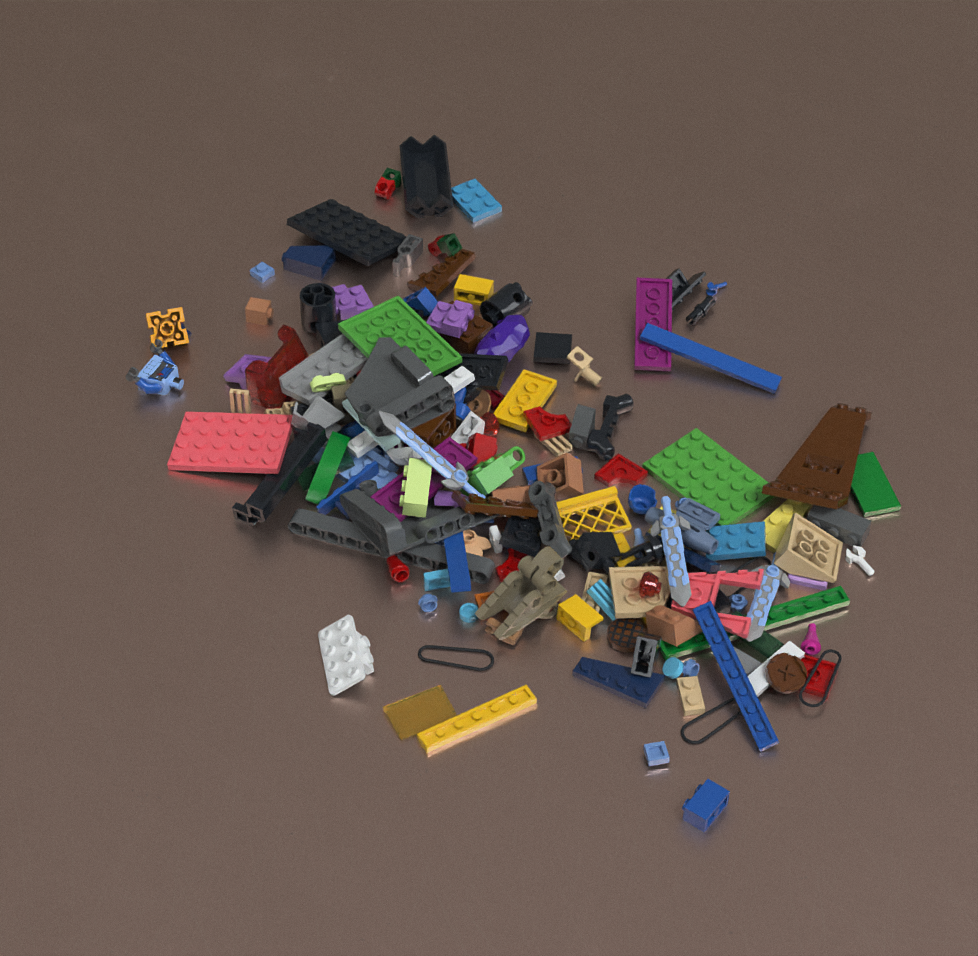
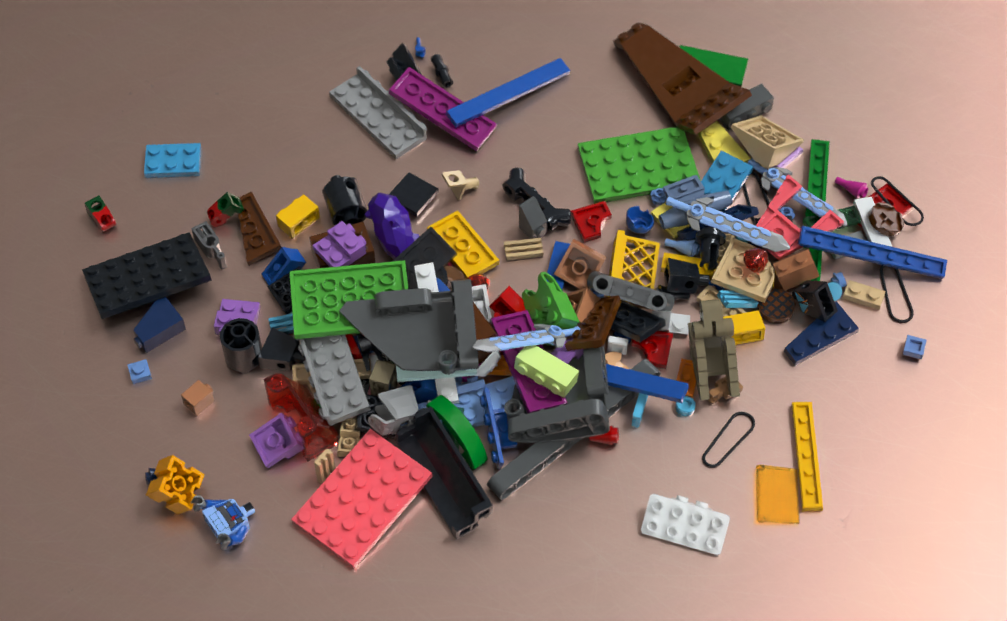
camera: 60 degrees left, 10 degrees up
(325, 383) = (365, 377): yellowish green plate -> none
(426, 177) = (116, 179): black panel -> none
(428, 602) = (658, 430): medium blue plate -> none
(546, 424) = (507, 243): red tile -> none
(617, 296) = (379, 113): none -> light grey bracket
(705, 805) = (984, 340): blue brick -> none
(857, 557) = (783, 114): white bar -> none

